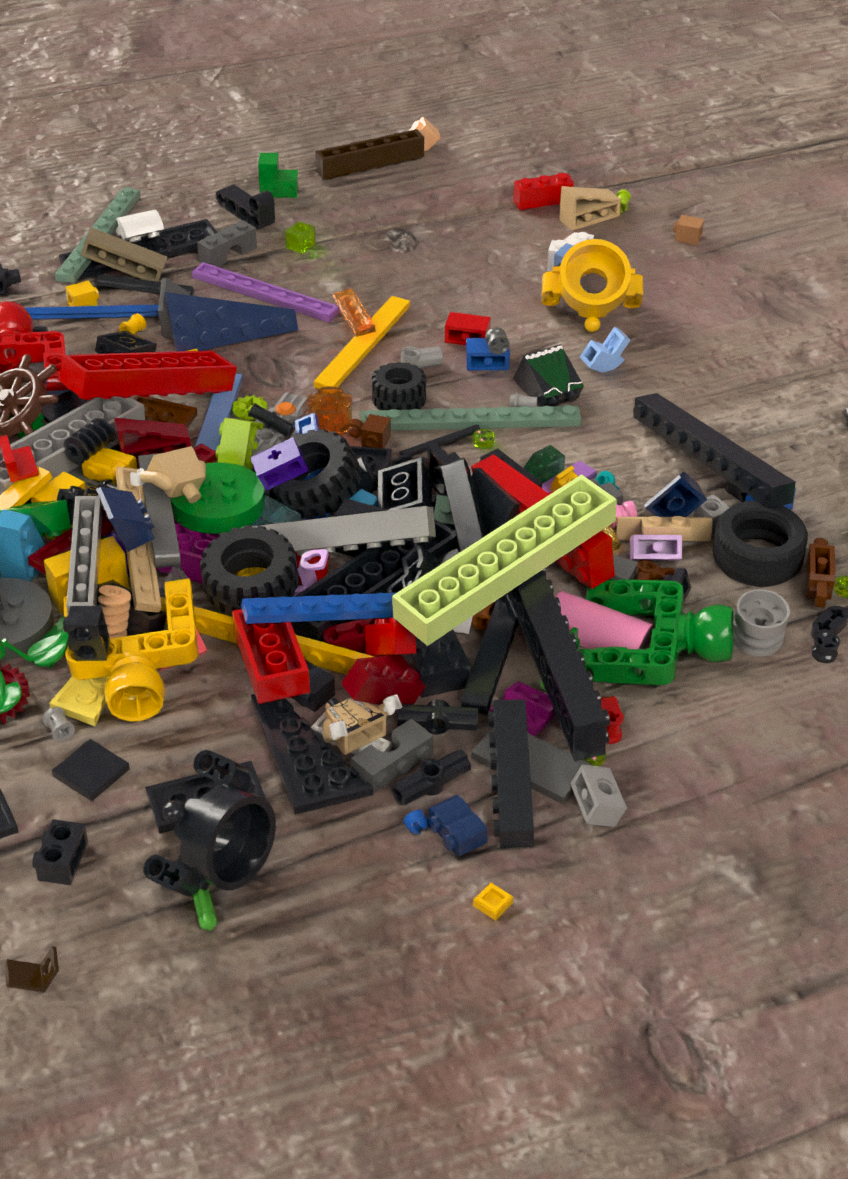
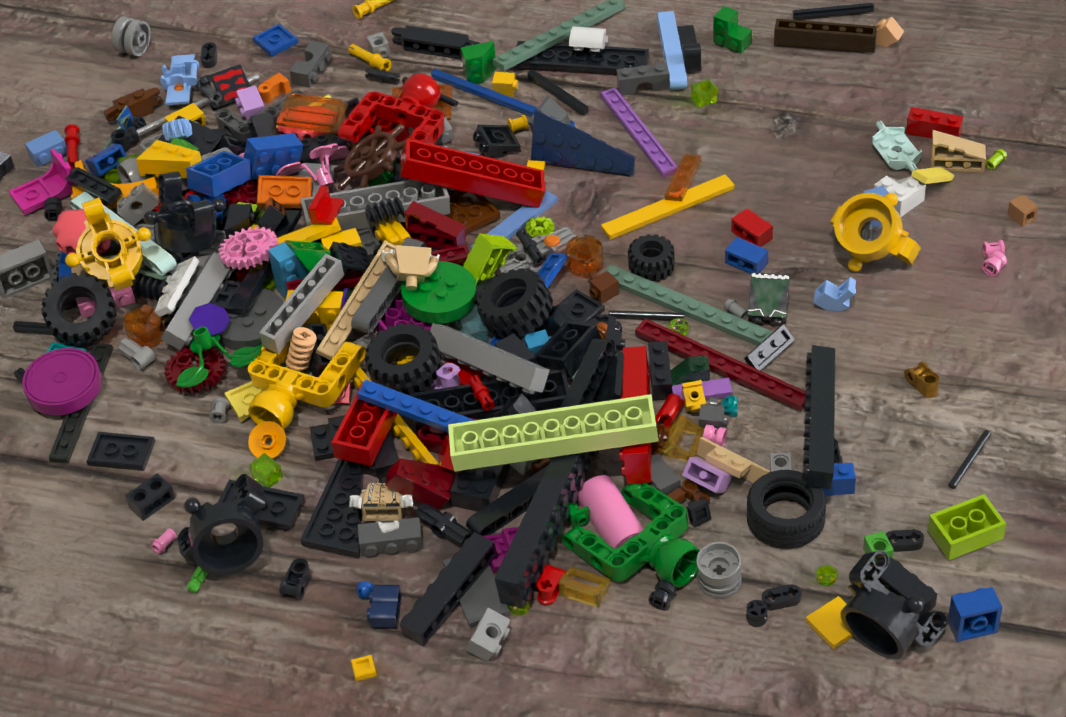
camera: 40 degrees right, 5 degrees up
(32, 975) = (71, 563): dark brown bracket -> none
(36, 283) = (478, 62): none -> green slope
(87, 633) = (261, 357): black brick -> none
(90, 770) = (213, 451): black tile -> none
(123, 255) = (554, 61): dark tan brick -> none
(123, 896) = (159, 545): none -> bright pink pin
(127, 516) = (348, 282): dark blue slope -> none
(154, 714) = (261, 434): none -> light orange dish
(178, 757) = (266, 471): none -> clear neon green brick
(223, 692) = (322, 437): none -> black plate
(227, 210) = (672, 49): none -> light blue beam
(279, 464) = (486, 286): dark purple brick -> none
(330, 848) = (295, 581): none -> black piece
(354, 135) = (832, 11): none -> black axle
(365, 568) = (481, 393): none -> red pin
(422, 357) = (688, 238): light grey piece -> none
(431, 777) = (399, 564): black piece -> none
(501, 344) = (750, 250): dark grey wheel -> none
(528, 222) = (893, 139): none -> light aqua plate
(573, 450) = (724, 364): none -> dark red plate
(591, 228) = (932, 175): none -> light yellow tile
(591, 421) = (769, 348): none -> plate
(643, 705) = (581, 591): none -> clear yellow tile
(677, 498) = (754, 442): dark blue slope -> none
(697, 267) = (988, 248): none -> bright pink bush
(711, 277) = (994, 263): none -> bright pink wheel
(724, 674) = (663, 592): none -> black wheel
(755, 389) = (923, 379): none -> pearl gold piece
(820, 571) = (809, 553): reddish brown hinge -> none

